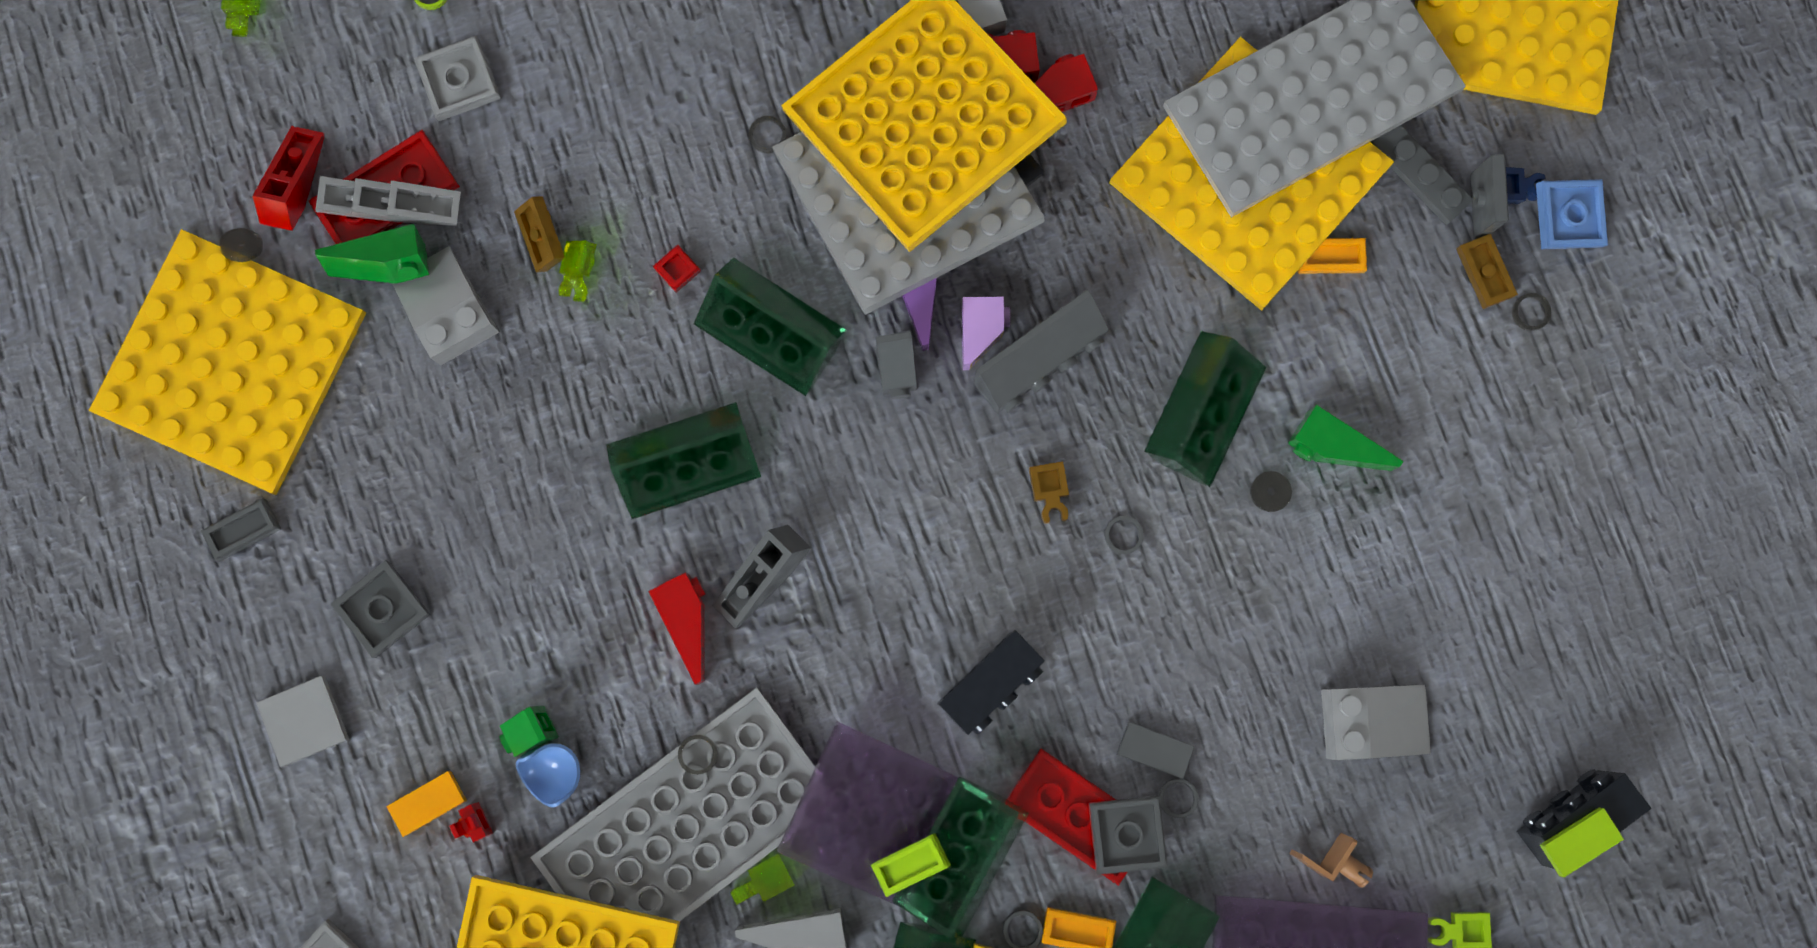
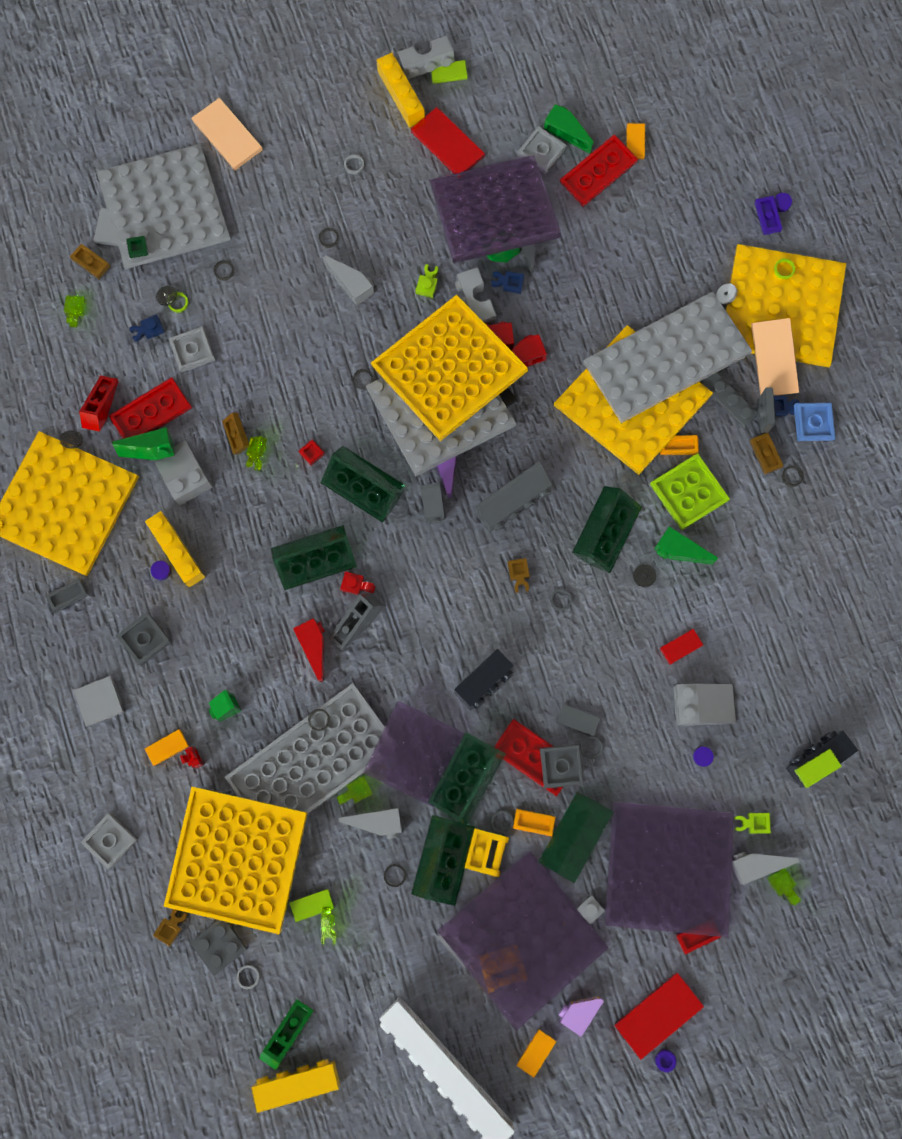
camera: 10 degrees right, 5 degrees down
(379, 37) = (150, 328): none -> dark blue plate
(388, 201) = (152, 415): light grey slope -> none
(408, 484) = (160, 570): none -> dark purple tile
(433, 446) = (175, 549): none -> yellow brick
(549, 773) = (235, 729): medium blue helmet -> none
(756, 507) = (354, 583): none -> red plate
(910, 865) = (437, 781): lime tile -> none
(981, 326) = (481, 484): lavender slope -> none
(1336, 618) = (681, 646): none -> red tile
(1339, 860) = (682, 783): medium nougat bracket -> none
(1351, 340) = (689, 491): none -> lime plate
(1373, 812) = (703, 756): none -> dark purple tile
(1504, 96) = (775, 356): none -> light nougat tile

